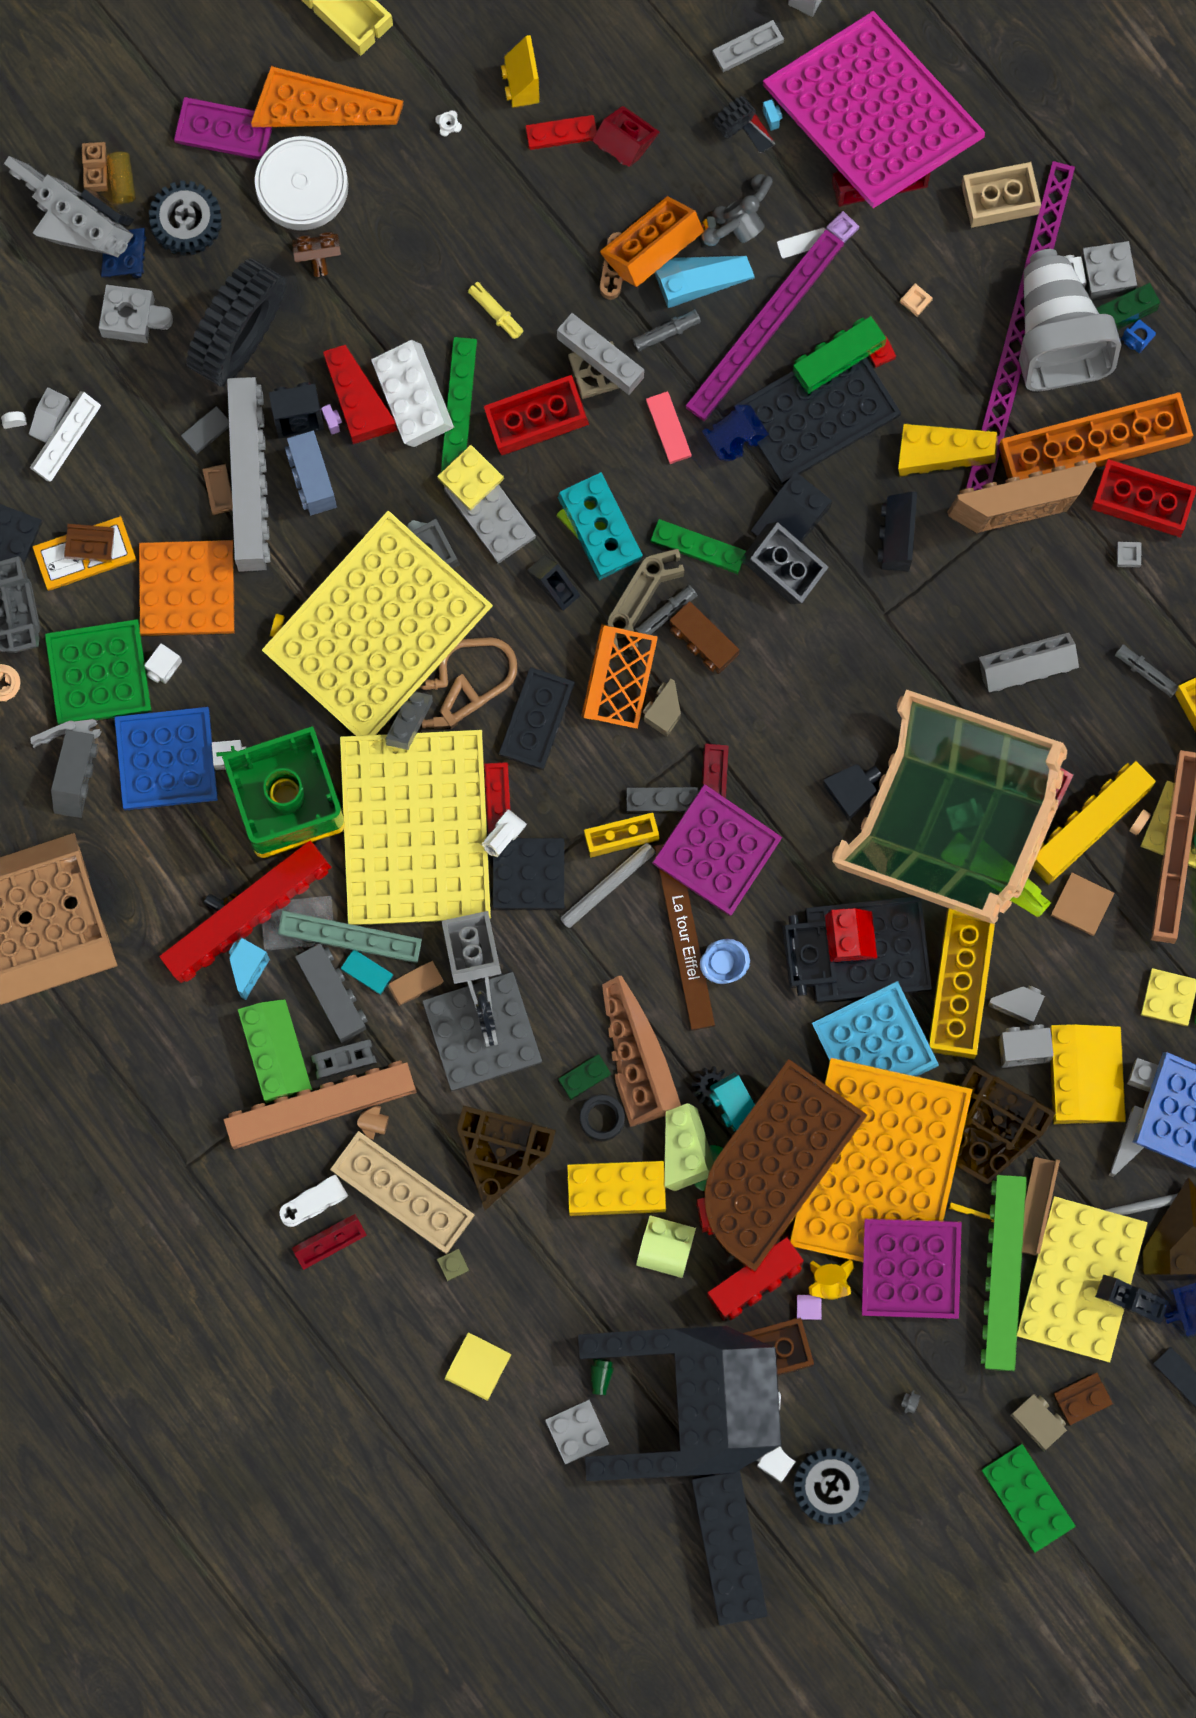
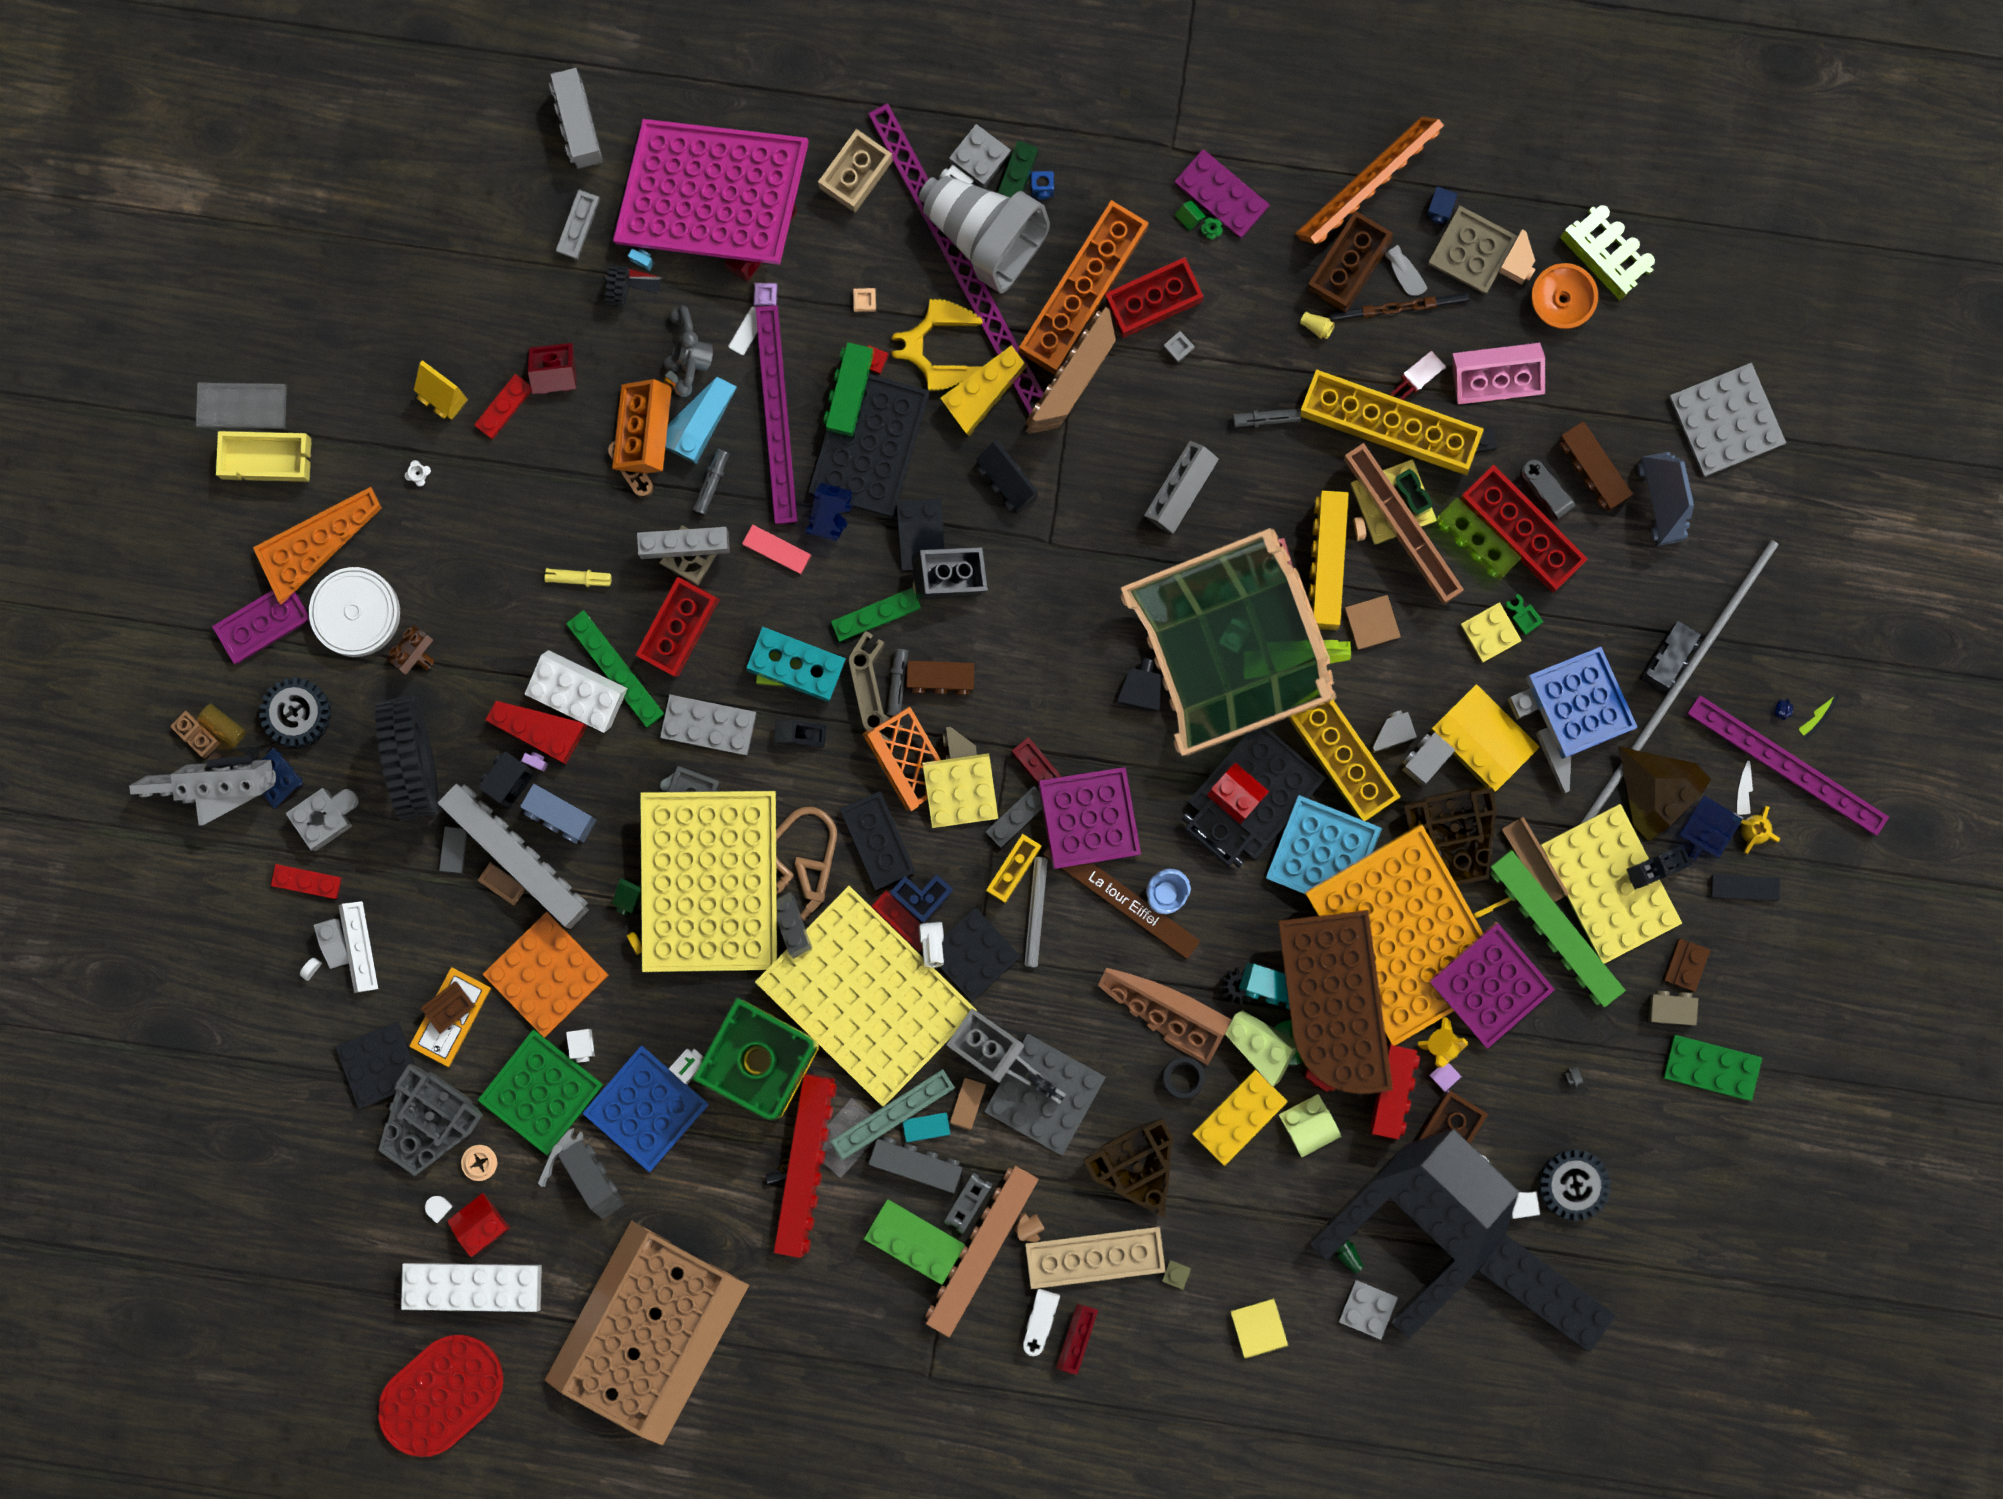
camera: 35 degrees left, 5 degrees up
(73, 352) = (306, 881): none -> red plate
(247, 965) = (840, 1202): medium azure slope -> none
(303, 583) = (627, 897): none -> dark green slope
(470, 477) = (673, 713): light yellow plate -> none
(530, 797) = (923, 902): none -> dark blue brick
(584, 1077) = (1144, 1060): dark green plate -> none
(636, 737) = (960, 790): none -> light yellow plate
(963, 361) = (938, 314): none -> yellow piece

